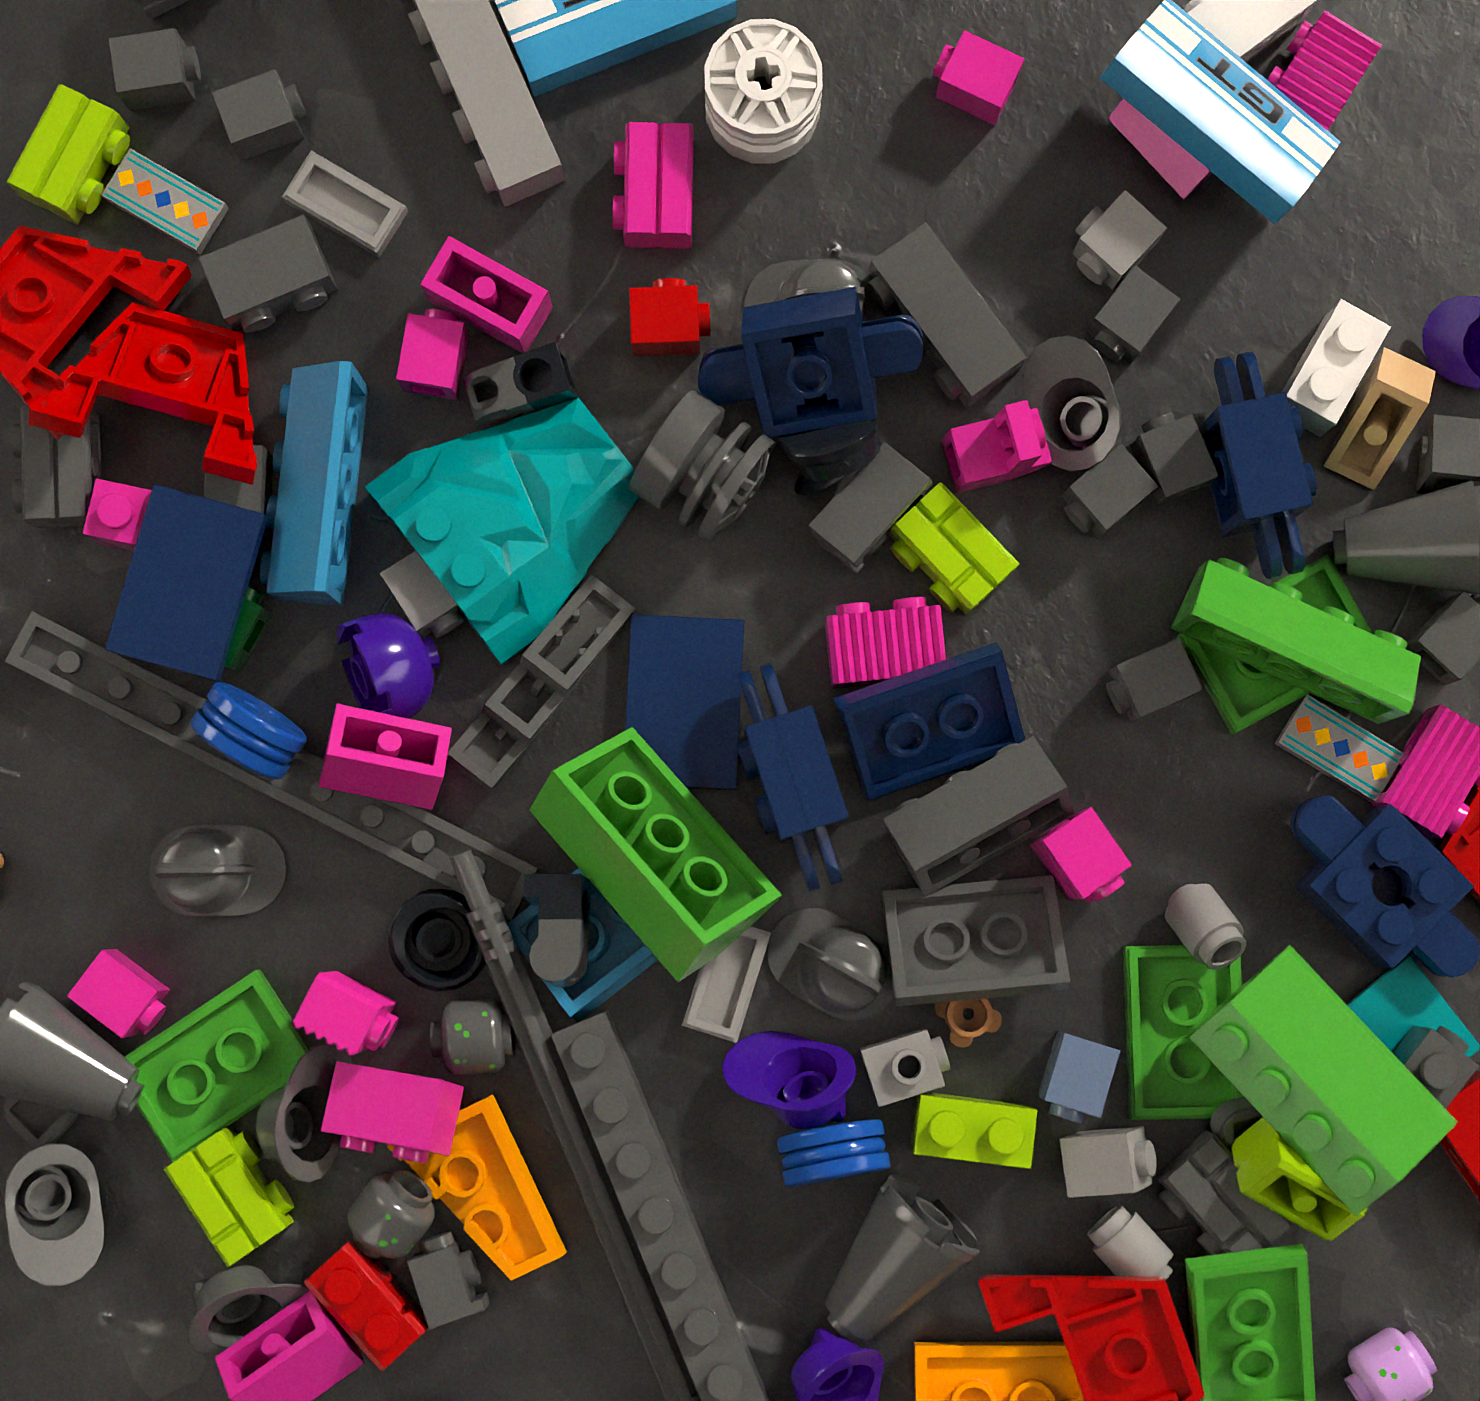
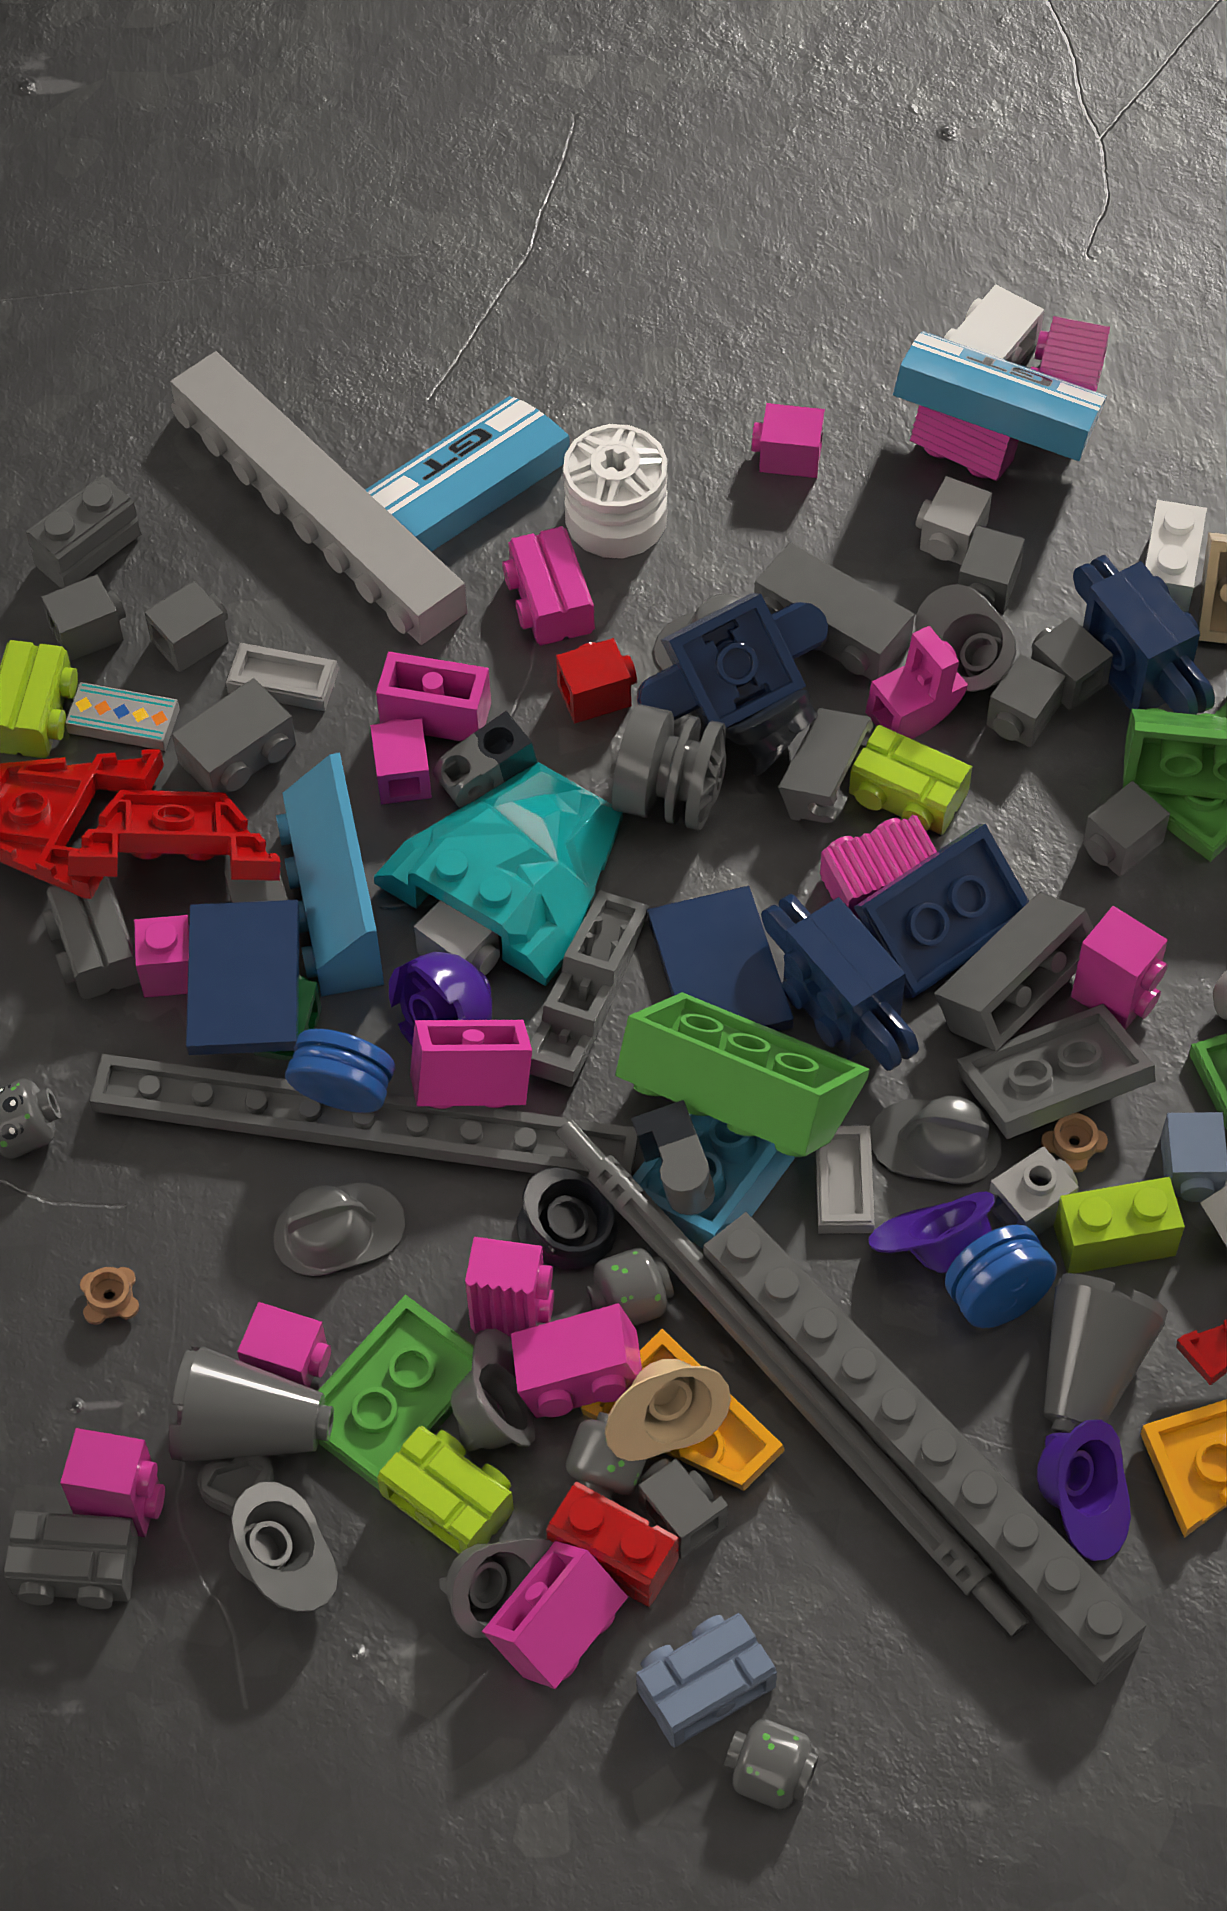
camera: 15 degrees left, 25 degrees down
(452, 1196) = (667, 1410): none -> tan piece

